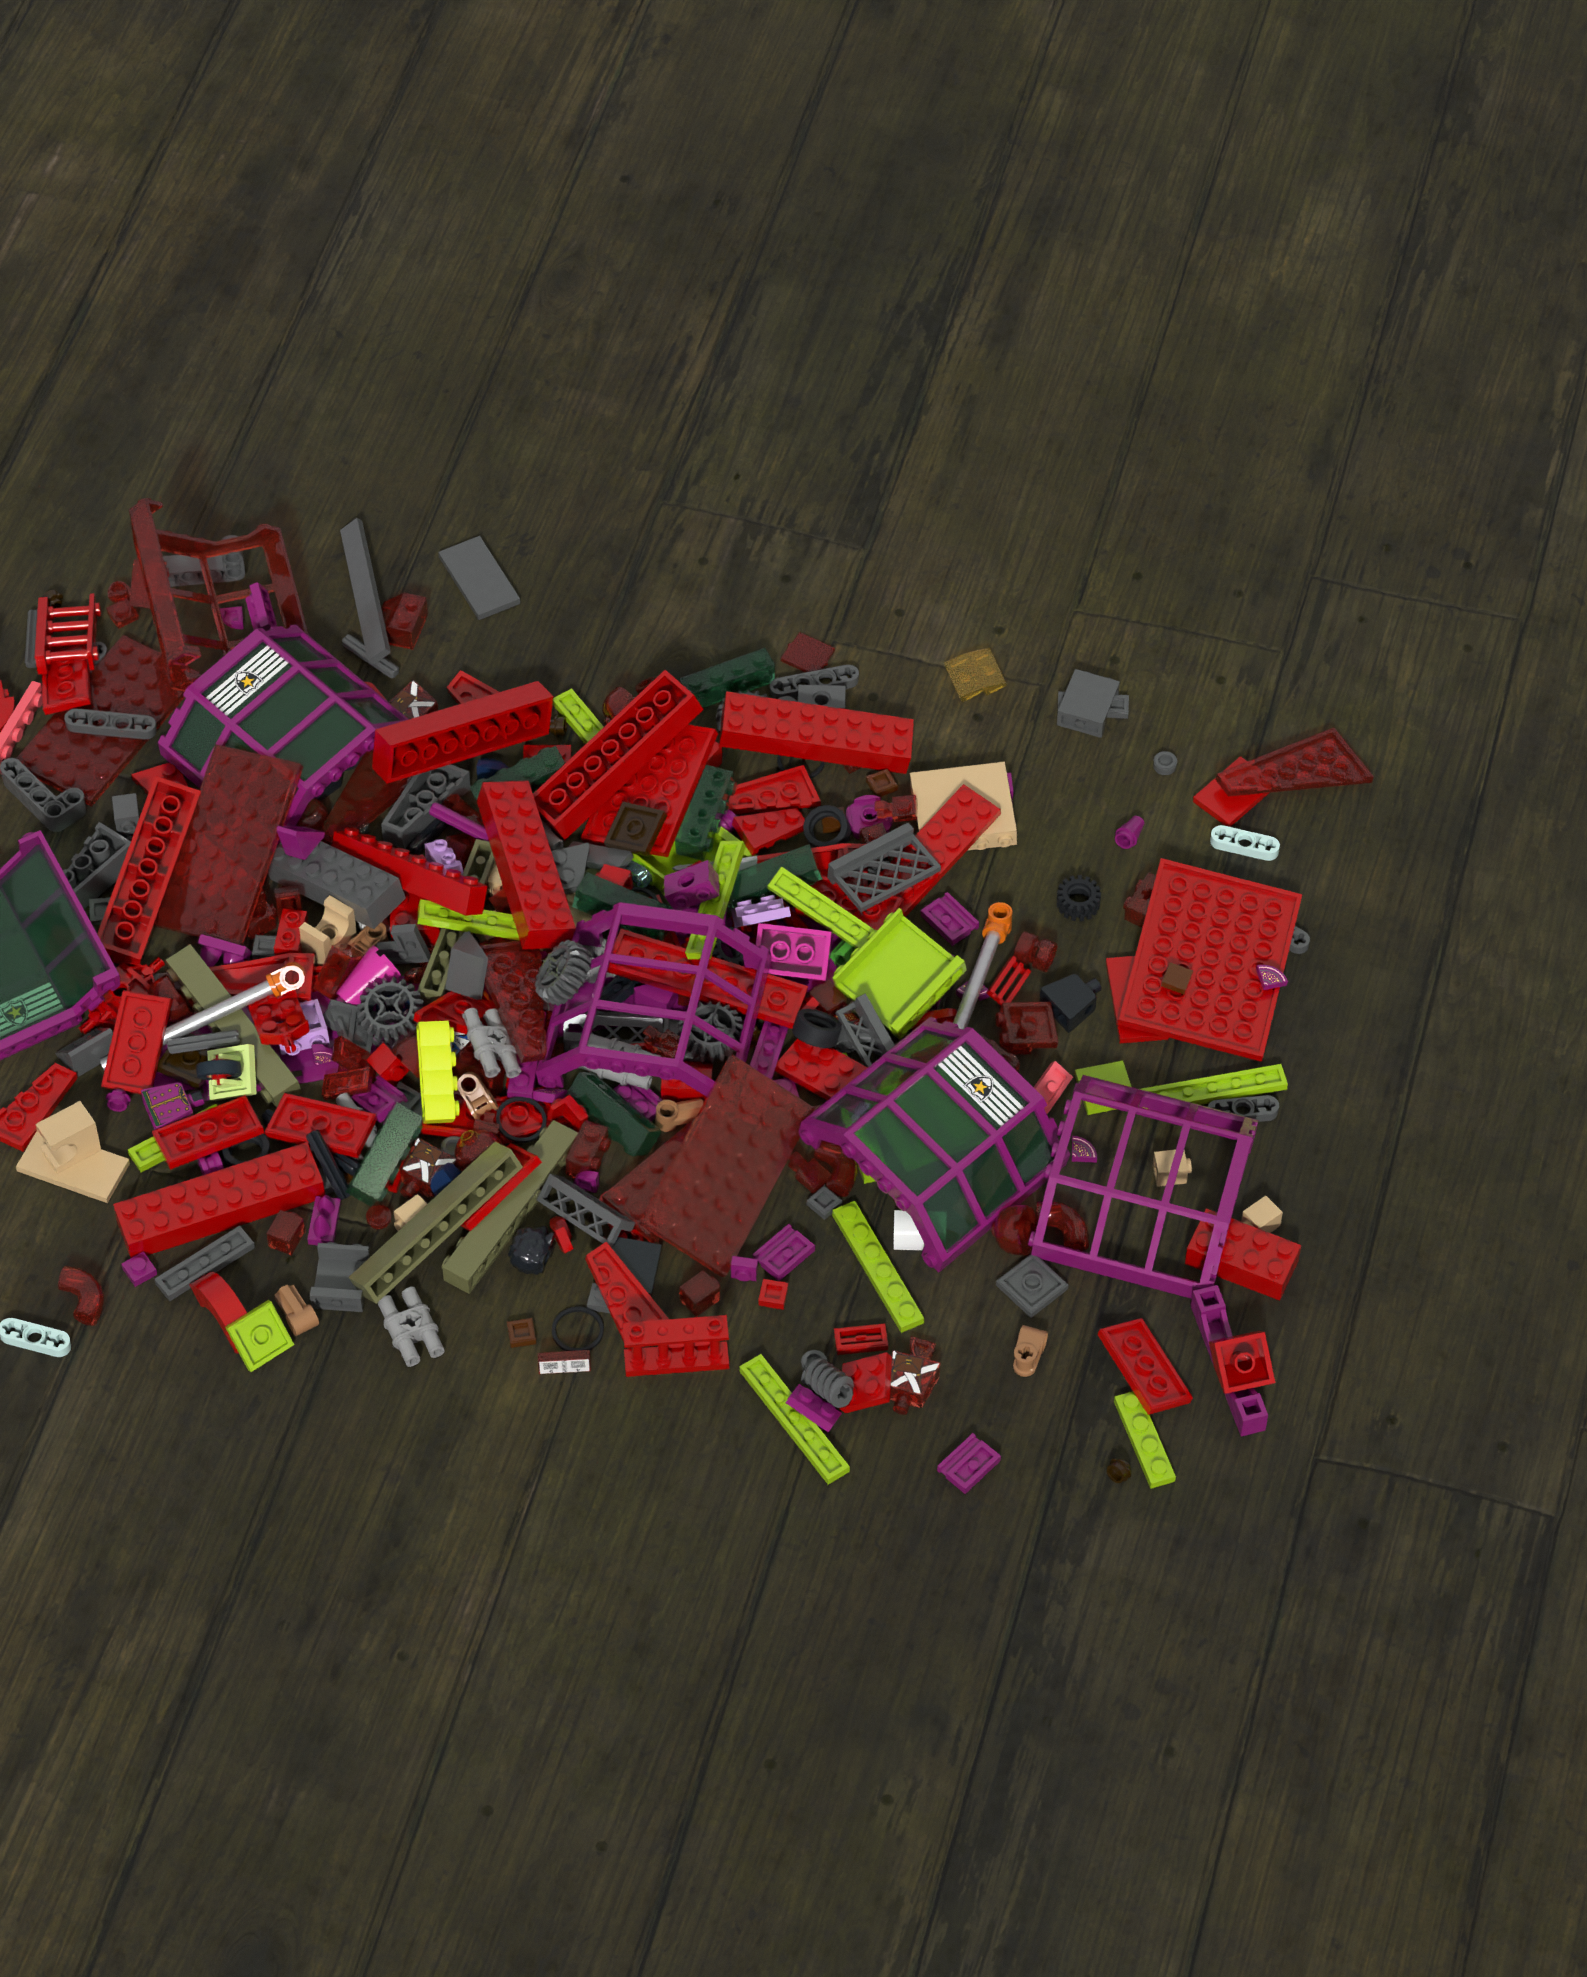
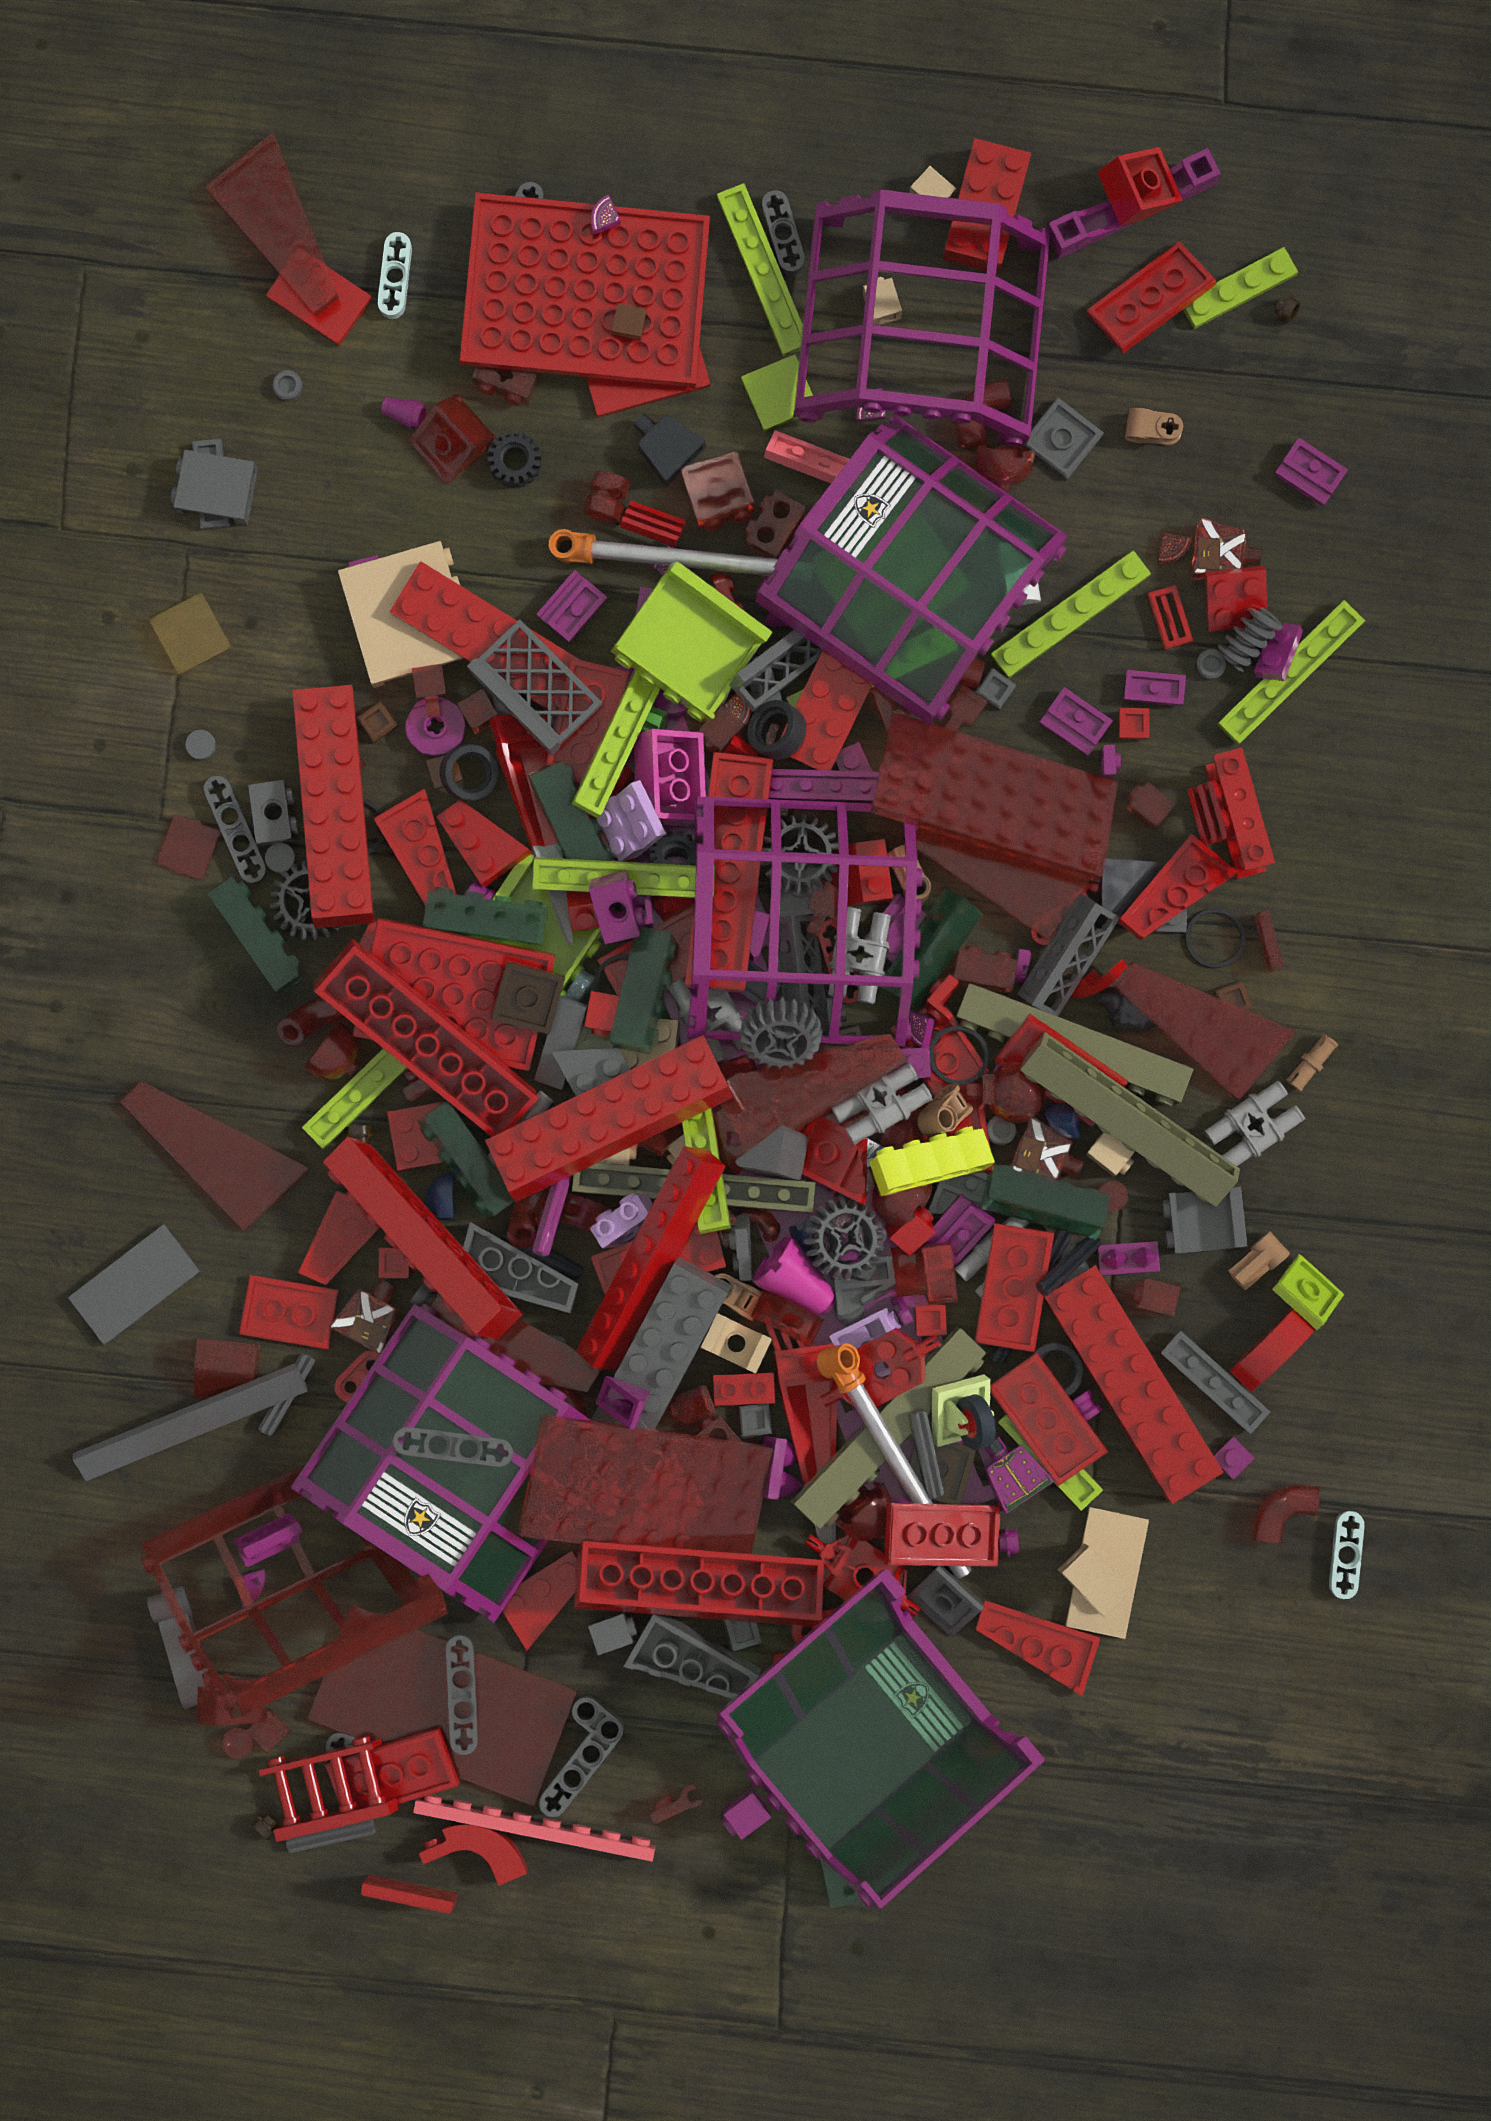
camera: 100 degrees left, 30 degrees up
(291, 703) = (453, 1443): none -> dark grey beam
(311, 1071) = (930, 1320): none -> red plate
(434, 665) = (289, 1312): none -> red tile
(453, 1378) = (1312, 1062): none -> medium nougat pin
(497, 1298) = (1216, 1034): none -> clear red wing
(561, 641) = (228, 1165): none -> clear red wing
(801, 1314) = (1154, 688): none -> magenta plate
(886, 670) = (200, 745): none -> dark grey tile
(1104, 858) = (451, 438): none -> clear red slope

